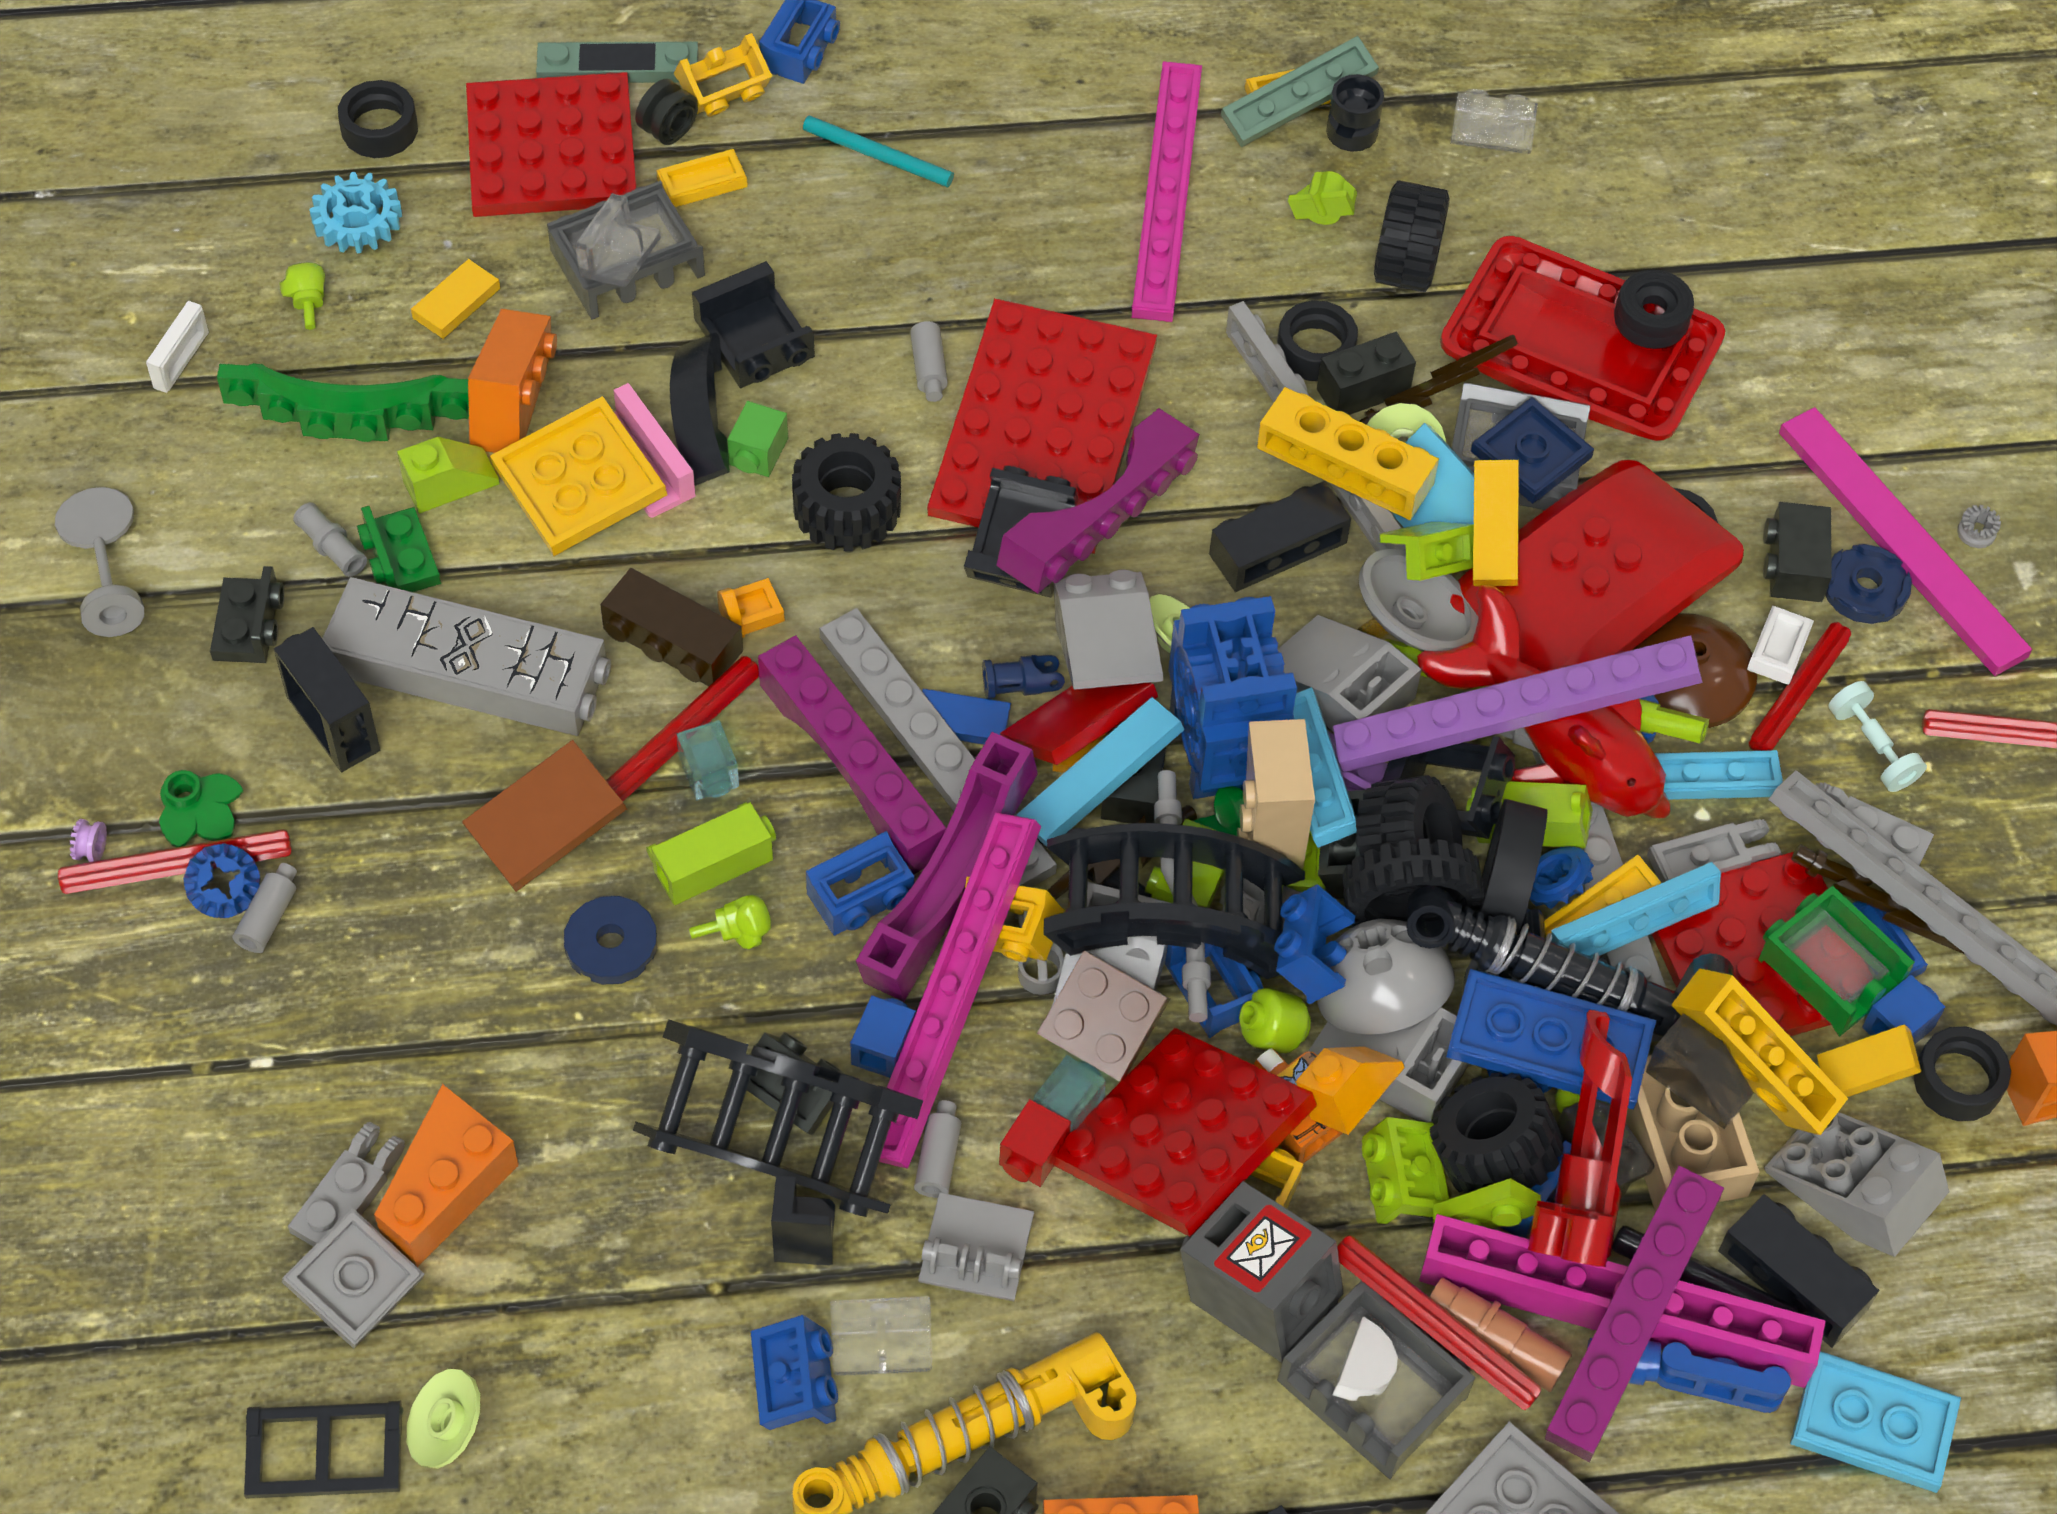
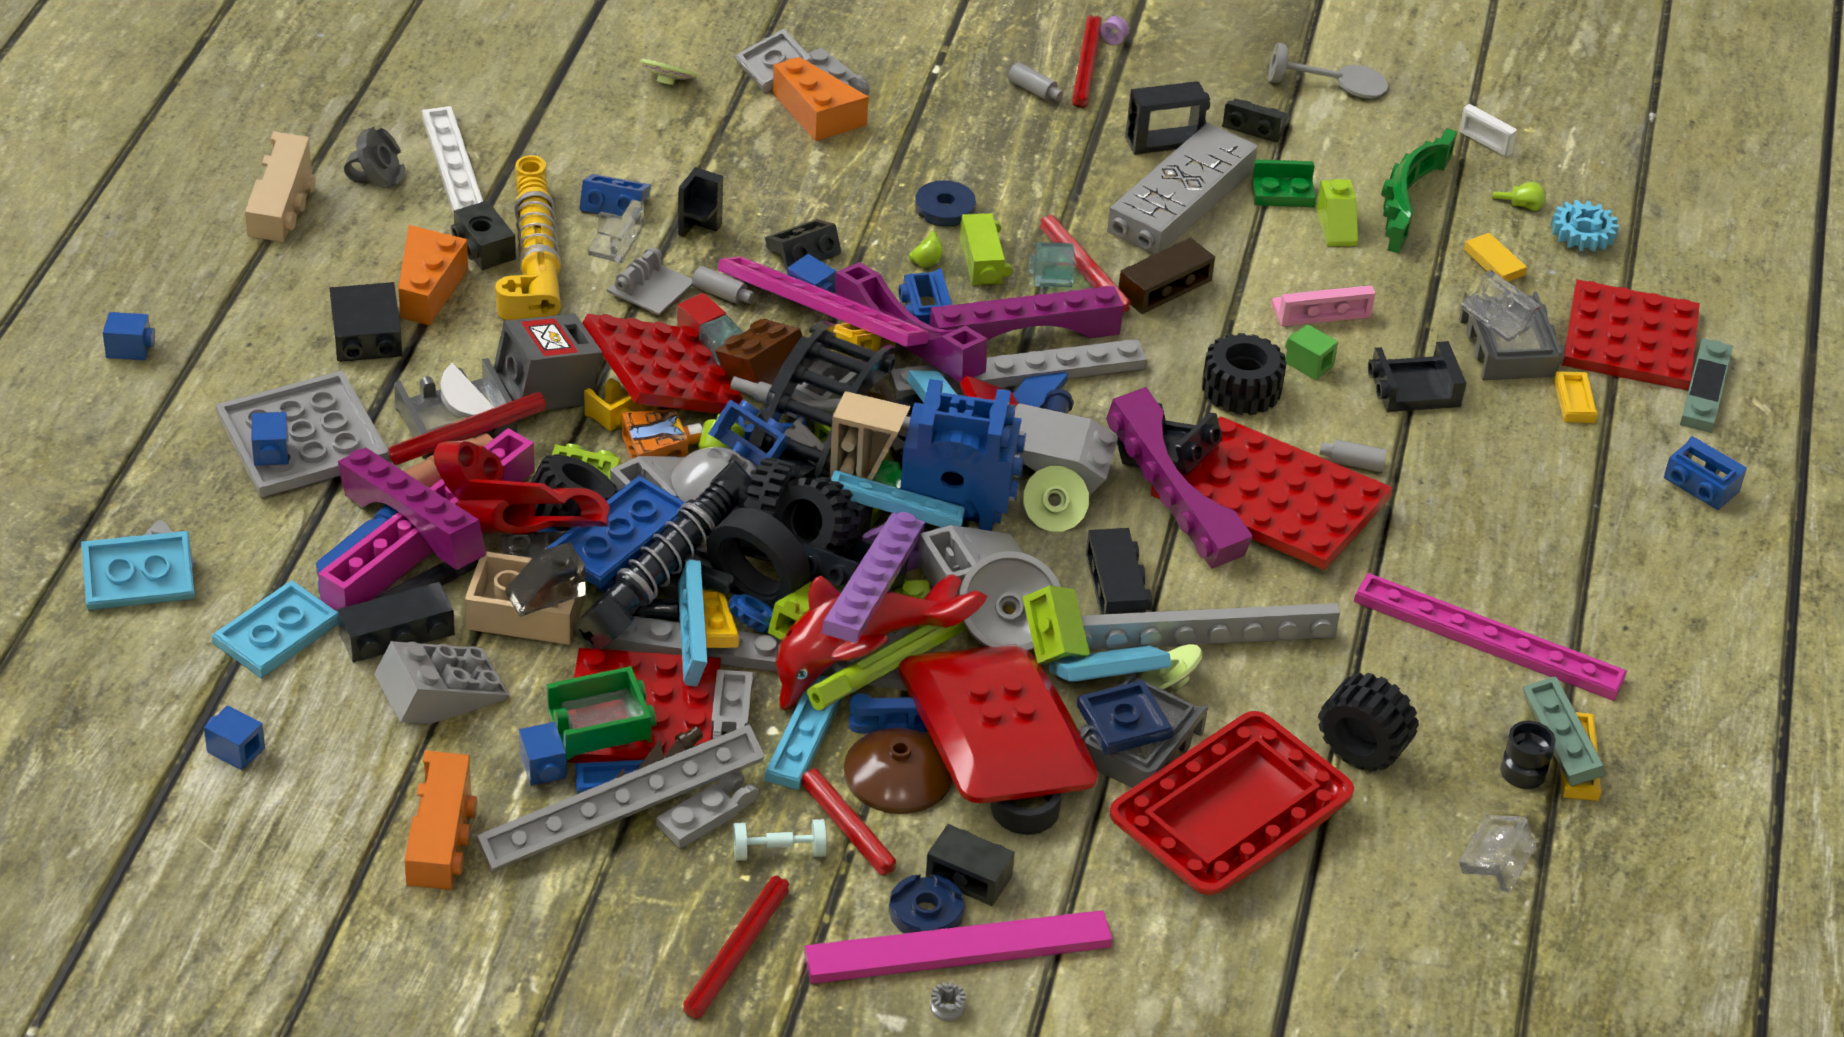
camera: 110 degrees right, 15 degrees down
(202, 811) = (1122, 74): green plate -> none
(228, 859) = (1070, 63): blue gear -> none
(323, 1485) = (710, 18): black window -> none
(330, 539) = (1318, 156): light grey pin -> none
(372, 96) = (1671, 269): black tyre -> none
(508, 378) = (1406, 251): orange wedge -> none
(544, 815) = (1045, 192): dark orange tile -> none
(578, 475) = (1309, 263): yellow plate -> none
(666, 111) = (1637, 381): pearl dark grey wheel -> none
(696, 408) = (1393, 341): black slope -> none
(719, 62) = (1662, 401): yellow window -> none
(751, 606) = (1172, 315): light orange tile -> none
(797, 1078) = (774, 213): black fence -> none
(878, 151) = (1576, 491): teal bar -> none
(1314, 315) = (1300, 643): black tyre -> none
(1320, 442) = (1158, 602): yellow brick -> none
(1324, 199) = (1444, 710): lime piece -> none
(1347, 1084) = (645, 425): light orange slope -> none
(1366, 374) = (1247, 670): pearl dark grey brick -> none
(1447, 376) = (1206, 671): dark brown piece -> none
(1492, 1205) = (520, 468): lime plate -> none
(1496, 522) = (1056, 655): yellow tile -> none
(1660, 289) = (1230, 853): black tyre -> none
(1763, 1051) = (544, 620): yellow brick -> none
(1780, 645) = (890, 820): white tile -> none
(1871, 1061) = (515, 711): yellow tile -> none
(1981, 1049) = (496, 751): black tyre -> none

